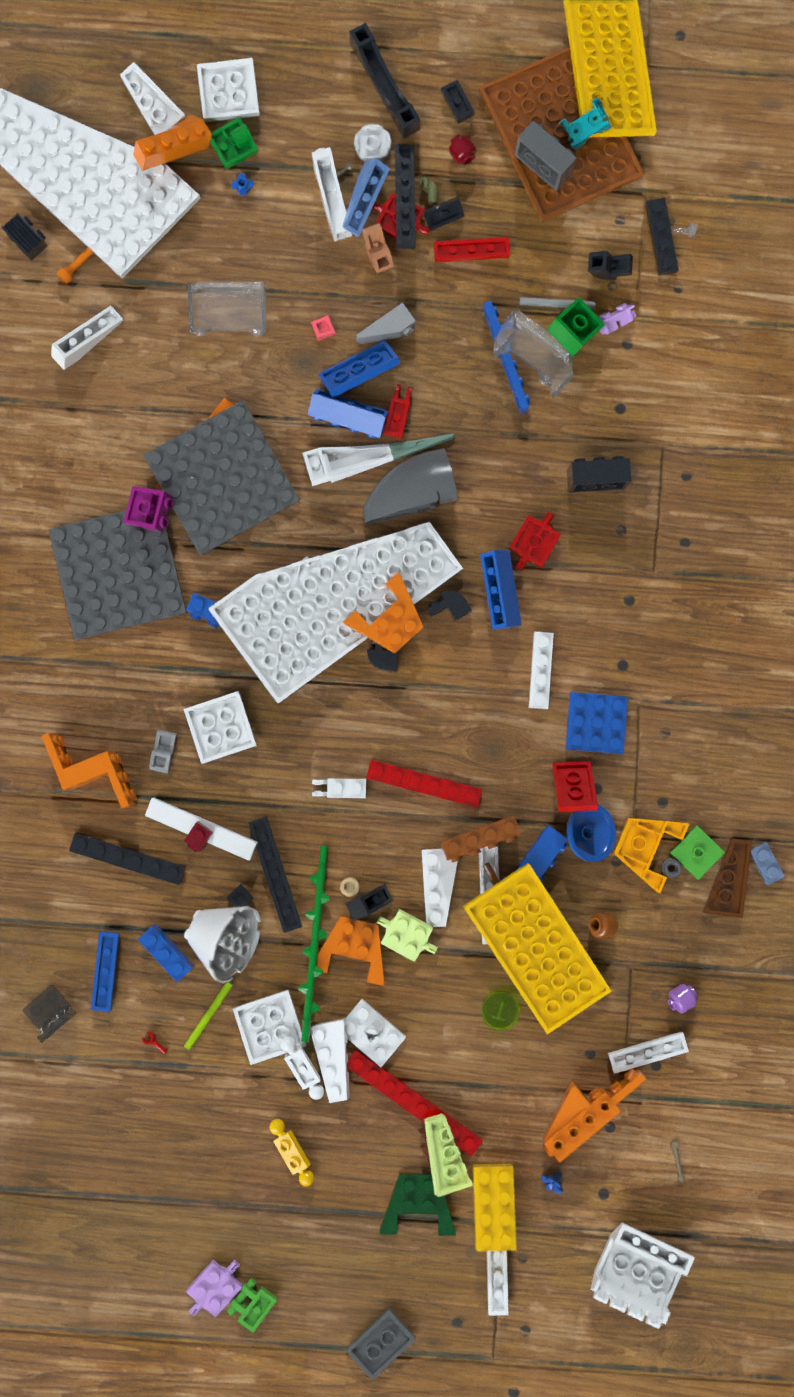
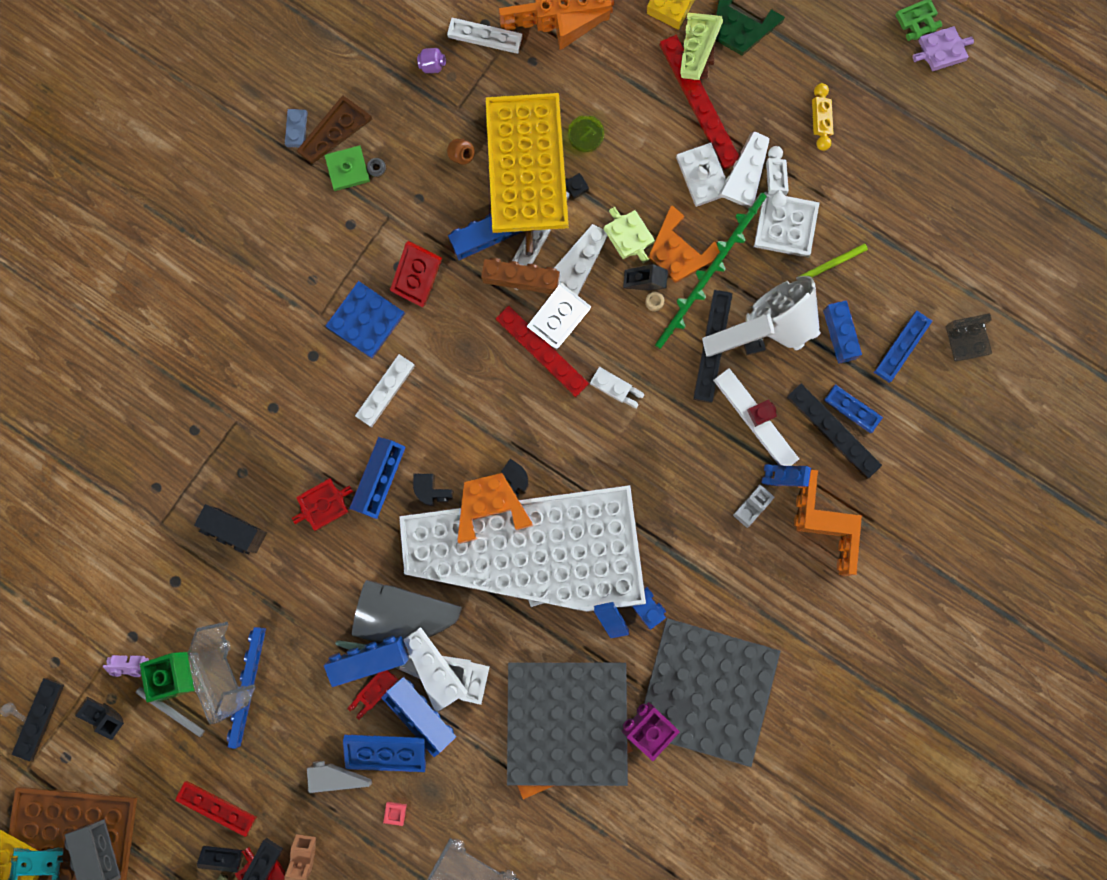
camera: 150 degrees left, 5 degrees down
(120, 888) = (853, 409): none -> blue tile
(147, 791) = (786, 475): none -> blue plate
(154, 1042) = (891, 266): red hand -> none
(220, 727) = (692, 498): white plate -> none
(230, 580) = (611, 620): none -> blue tile
(255, 890) = (738, 335): none -> white tile
(355, 455) = (436, 675): none -> white wing
(417, 432) = (366, 661): none -> blue brick
(425, 820) = (559, 316): none -> white plate
(480, 955) = (576, 186): none -> black plate
(591, 834) = (426, 227): blue dish -> none
(639, 843) = (390, 200): light orange wing -> none

